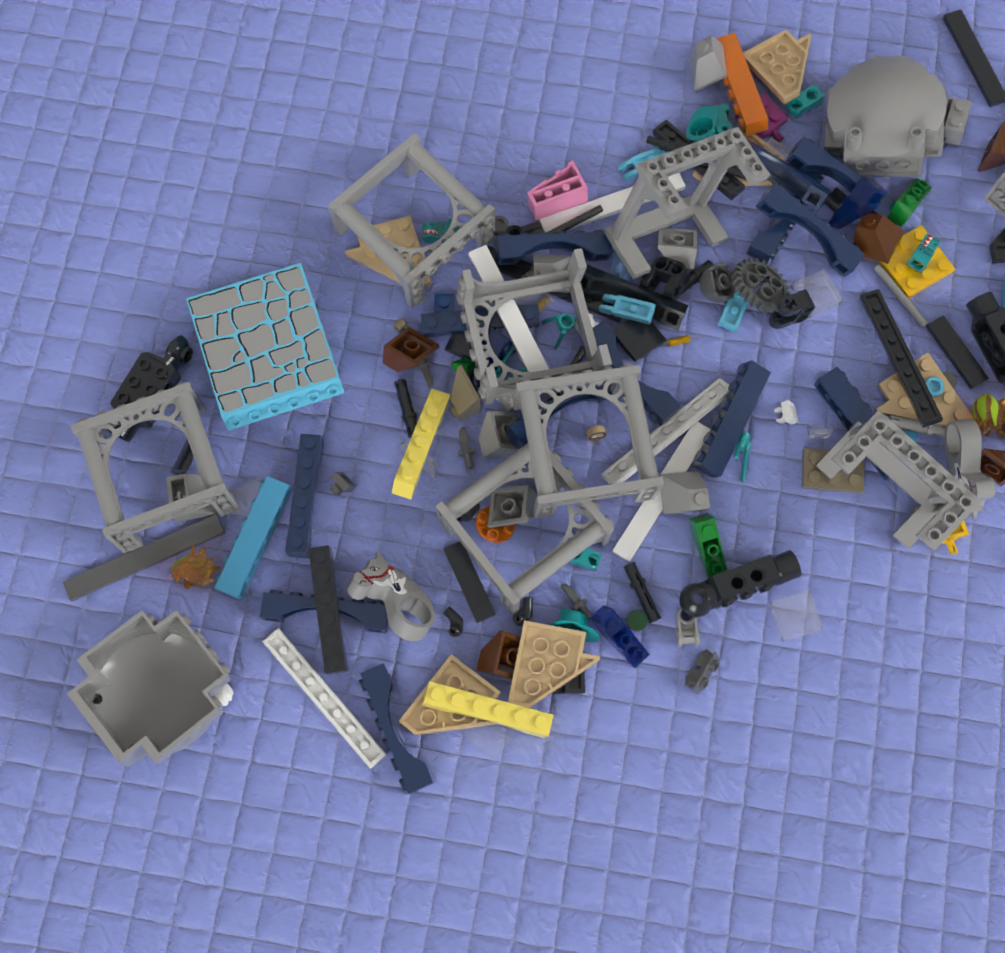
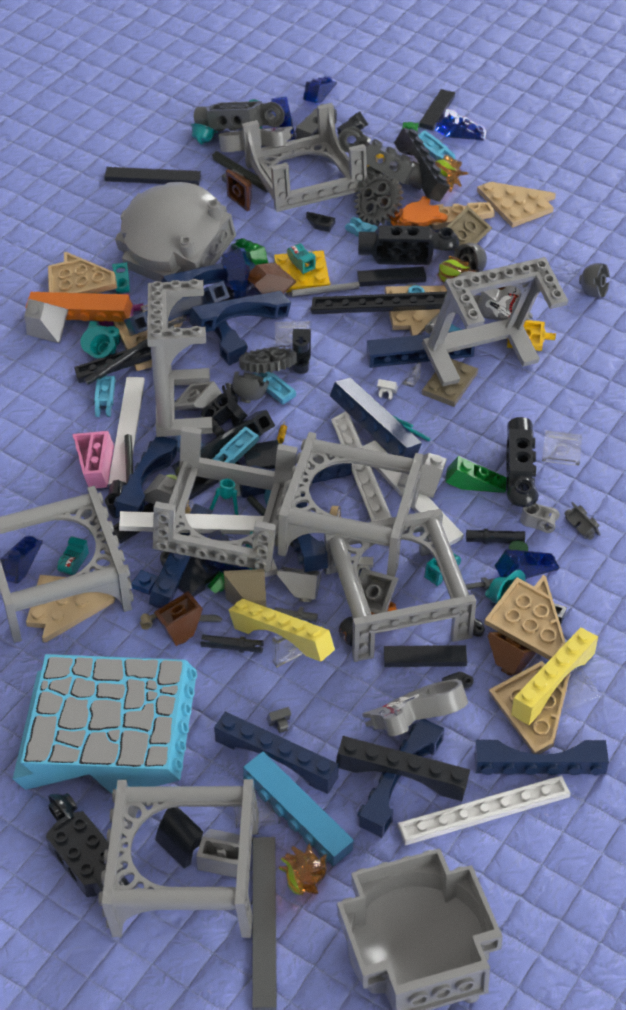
camera: 65 degrees left, 25 degrees down
(415, 190) = (20, 558): none -> clear blue slope

